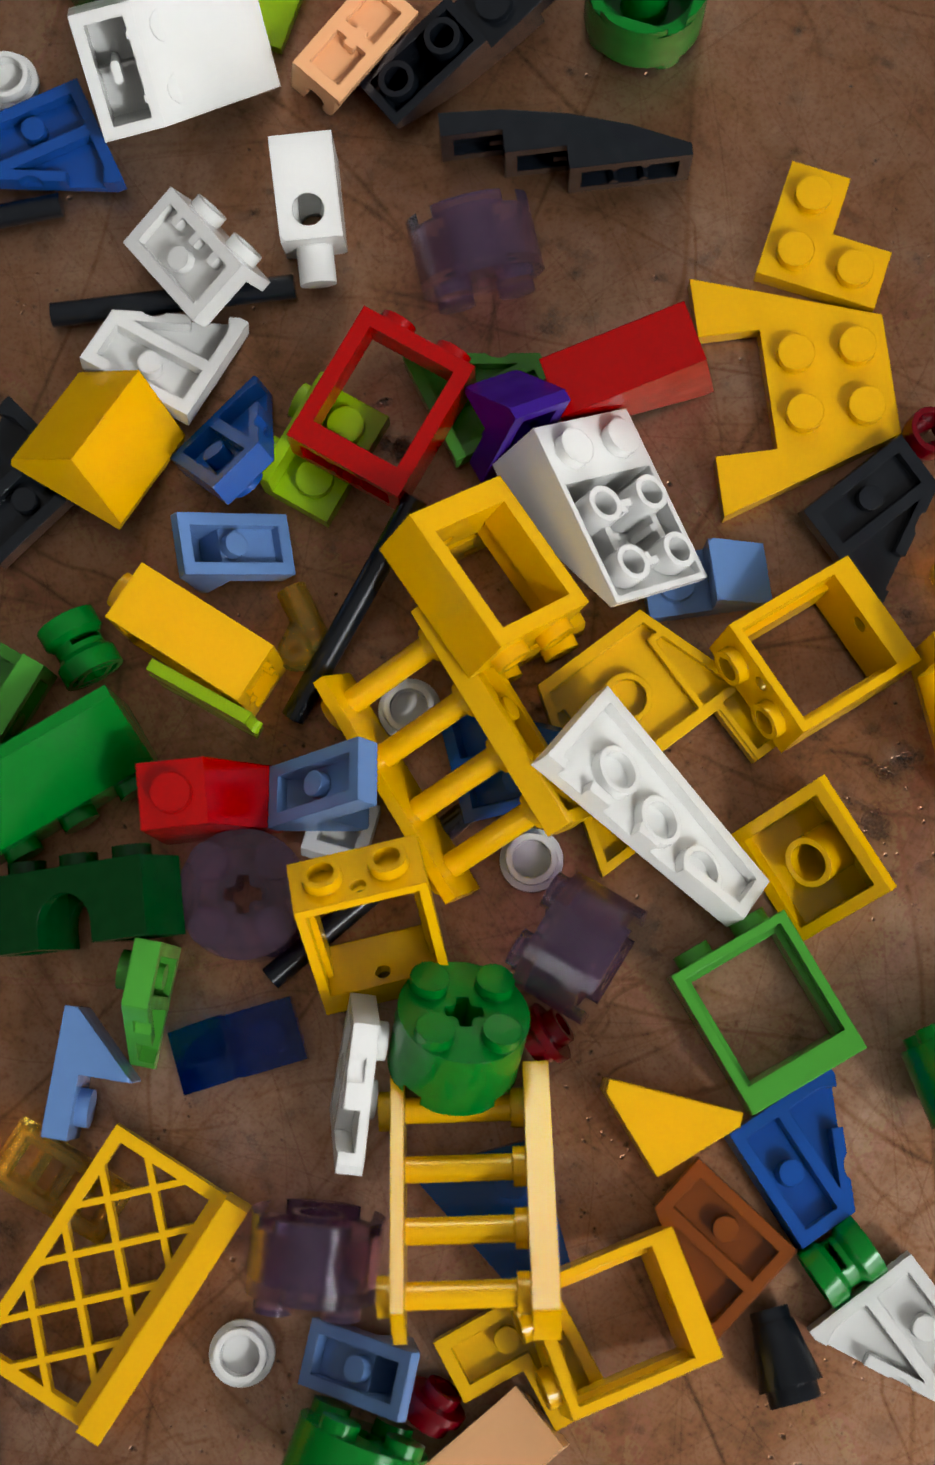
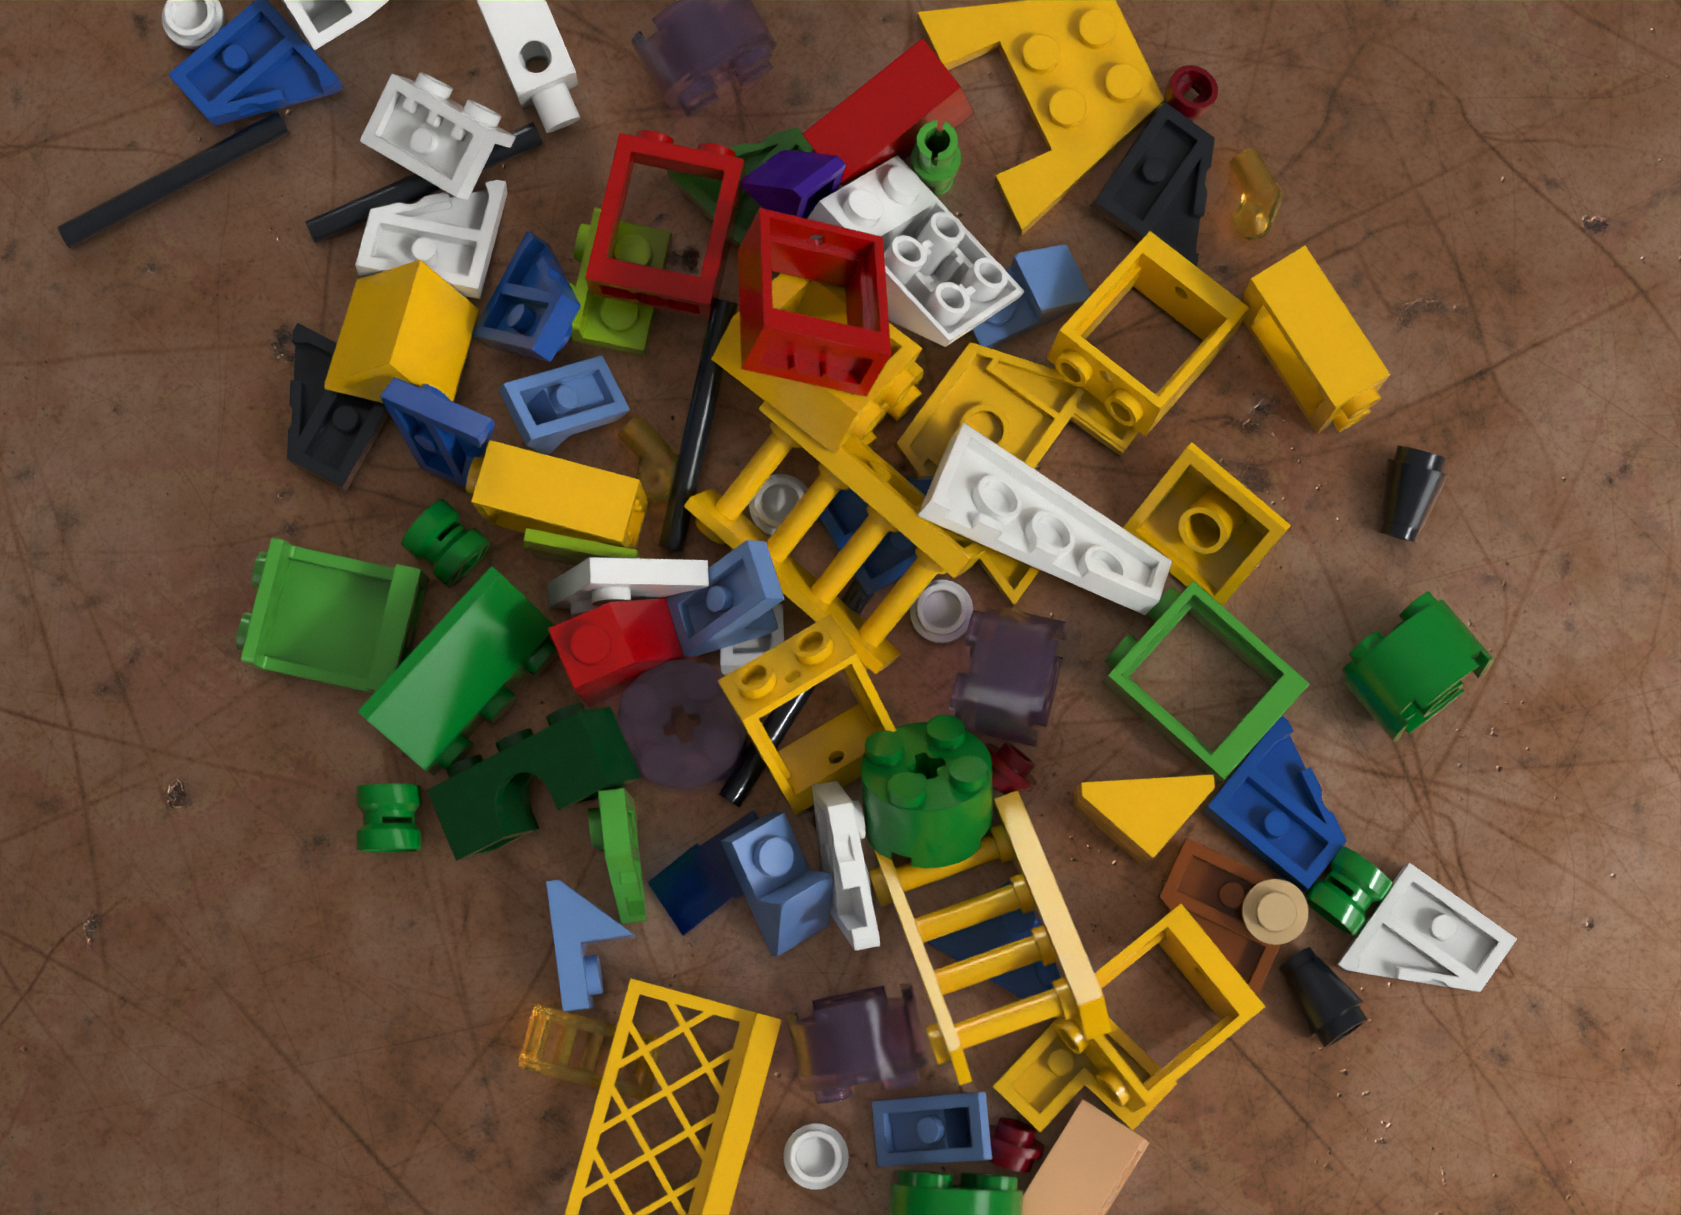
camera: 20 degrees left, 0 degrees up
(99, 534) = (436, 430): none -> blue wing
(221, 736) = (624, 579): none -> white wing
(288, 1075) = (777, 883): none -> medium blue slope
(472, 567) = (807, 346): none -> red window
(663, 420) = (933, 144): none -> bright green pin
(762, 1262) = (1275, 911): none -> tan plate

